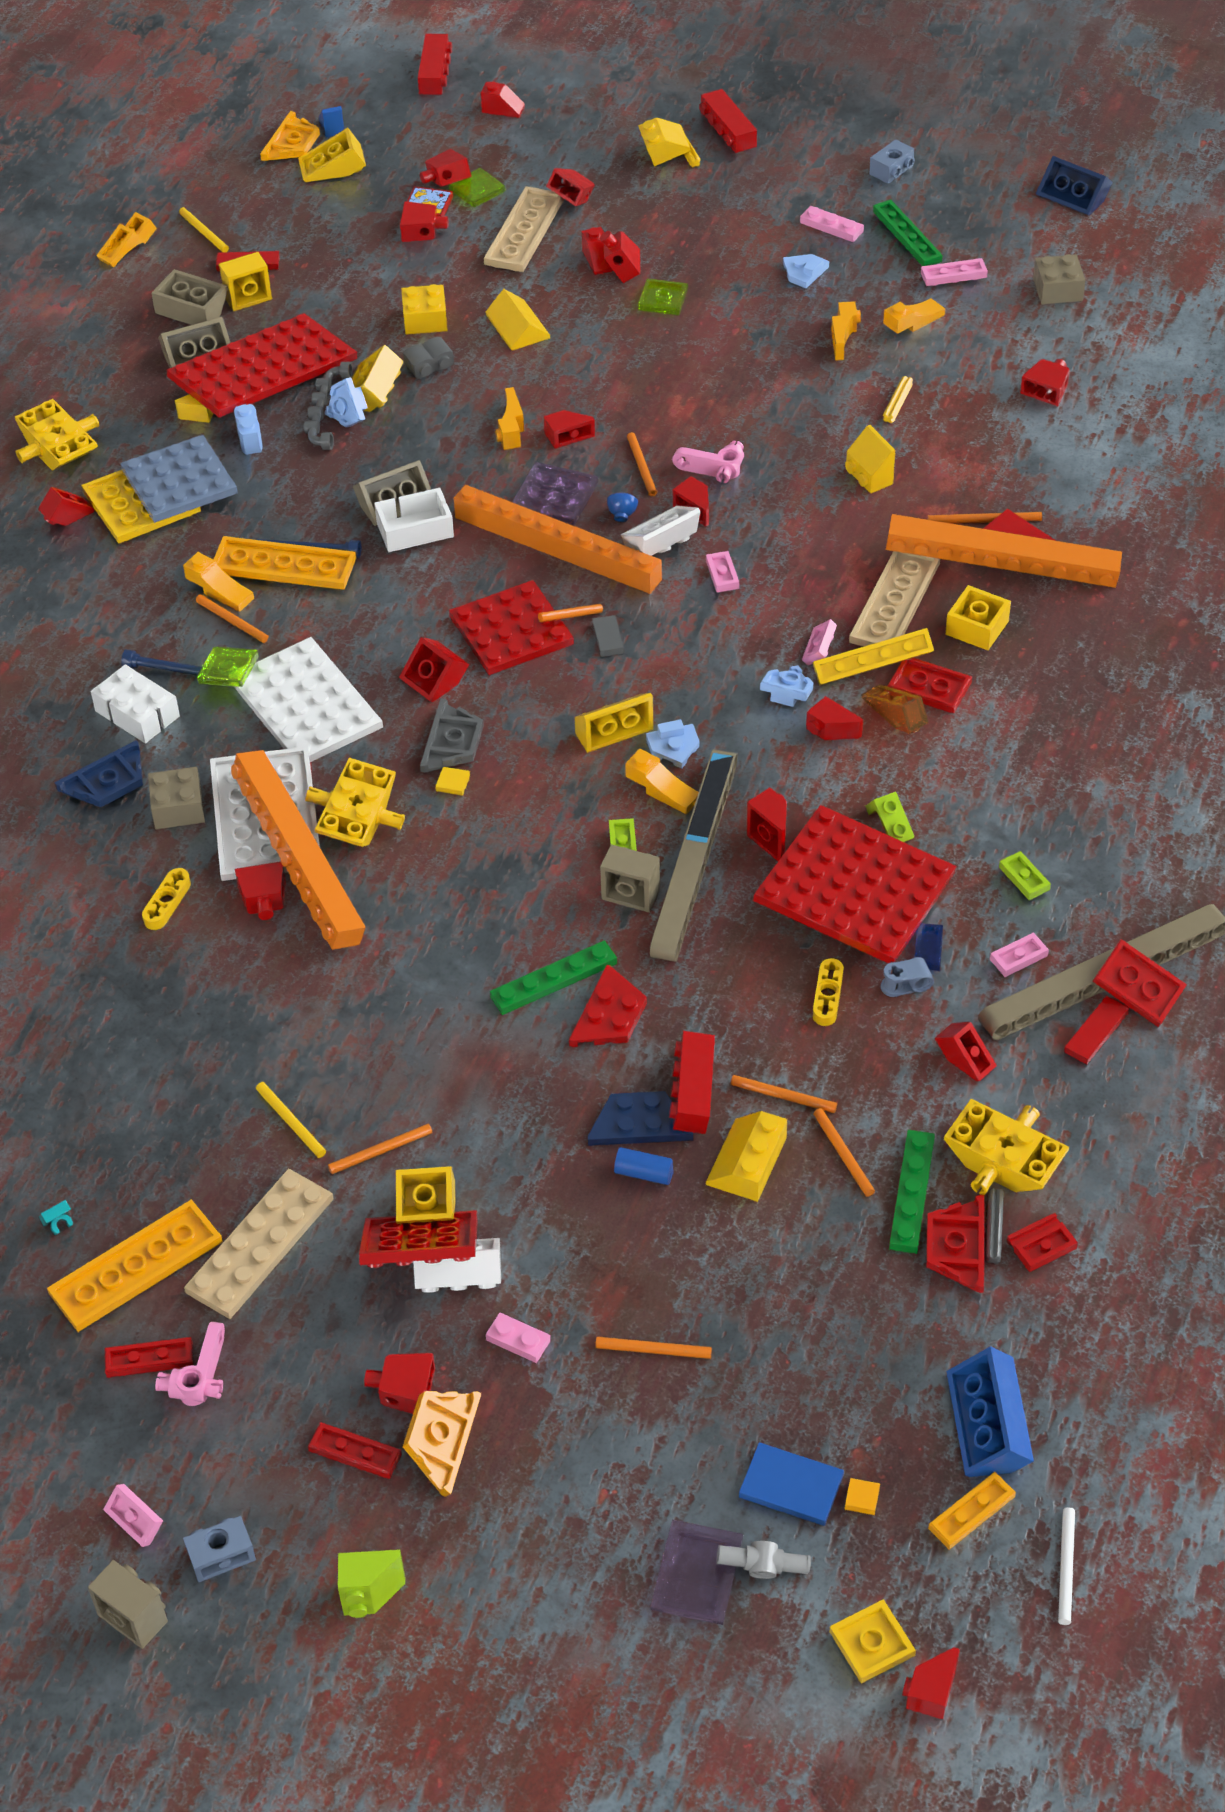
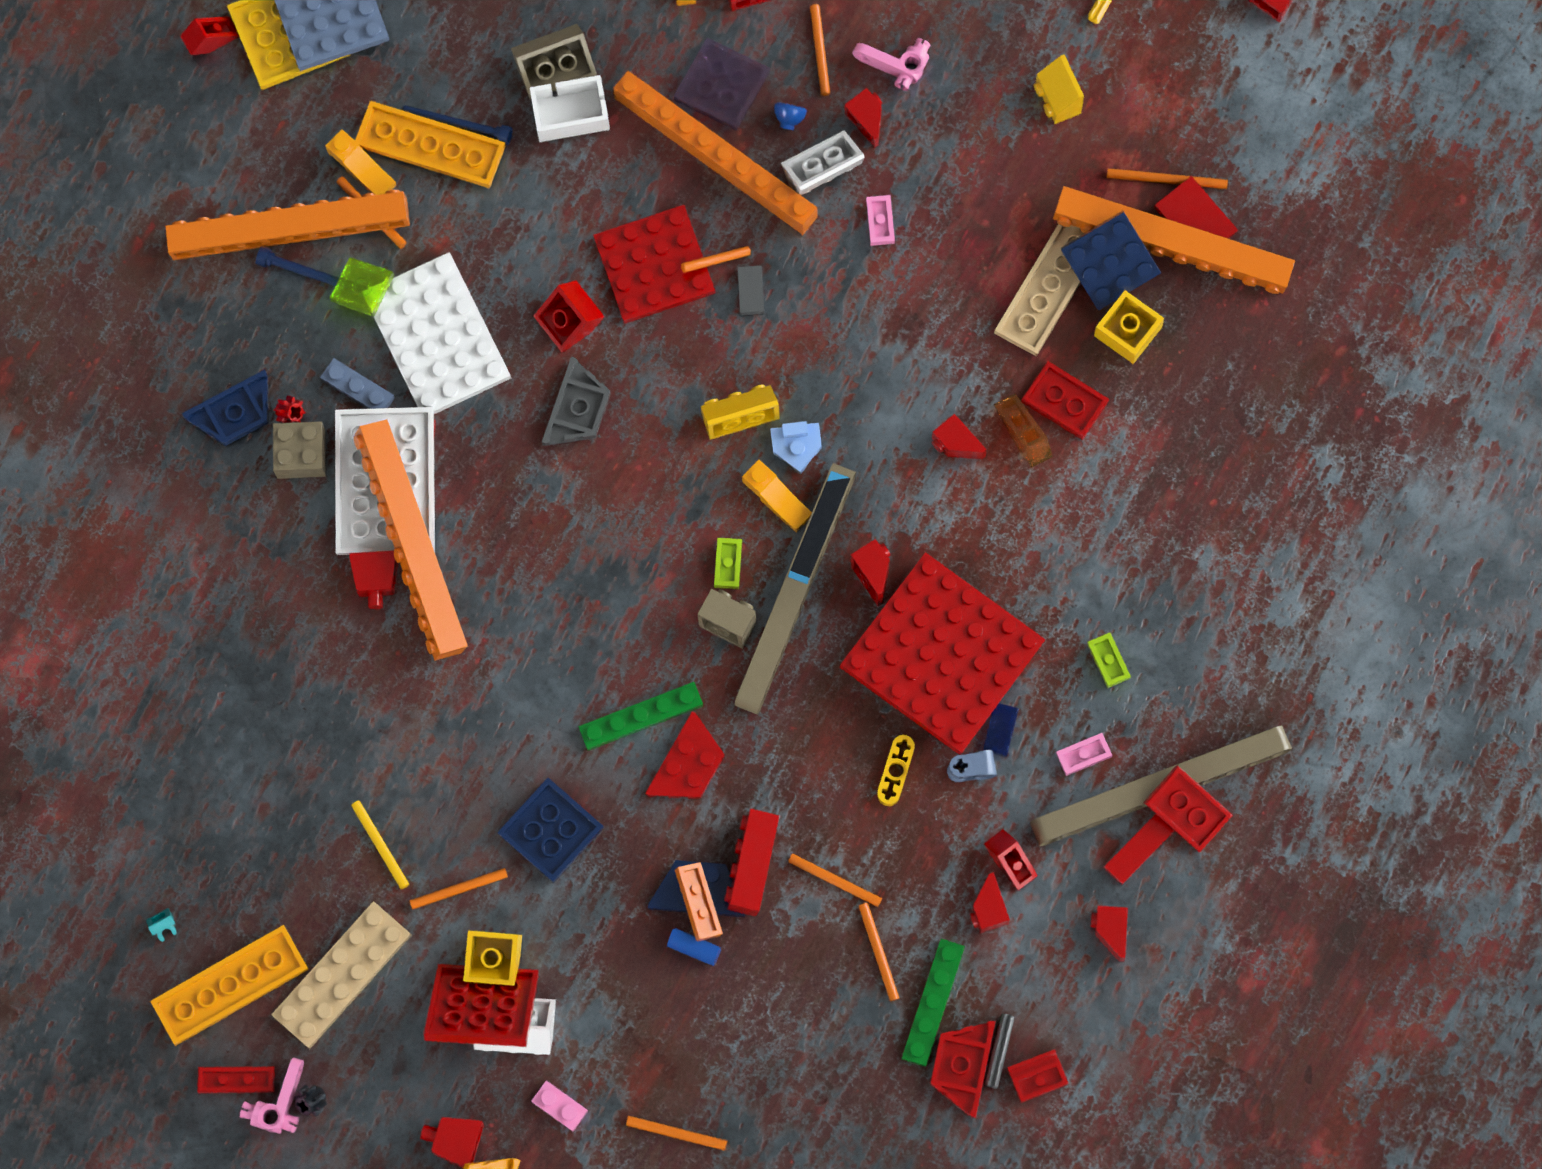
camera: 10 degrees right, 25 degrees up
(133, 703) = (266, 320): white piece -> none
(150, 630) = (287, 225): none -> orange brick
(162, 763) = (289, 410): none -> red gear
(166, 888) = (267, 582): yellow beam -> none
(222, 744) = (356, 386): none -> sand blue plate
(235, 1361) = (310, 1100): none -> black gear
(356, 804) = (481, 468): yellow slope -> none
(452, 781) = (572, 461): yellow piece -> none
(473, 1083) = (550, 830): none -> dark blue plate
(642, 1119) = (698, 901): none -> plate
(749, 1155) = (790, 945): yellow slope -> none
(787, 686) = (921, 385): light blue plate -> none
(819, 642) = (963, 333): bright pink plate -> none
(873, 656) = (1013, 364): yellow plate -> none
(891, 816) = (993, 571): lime bracket -> none
(947, 566) = (1110, 260): none -> dark blue plate
(952, 1093) = (989, 907): none -> red slope
(1004, 1148) = (1008, 955): yellow slope -> none
(1087, 1099) = (1111, 929): none -> red slope

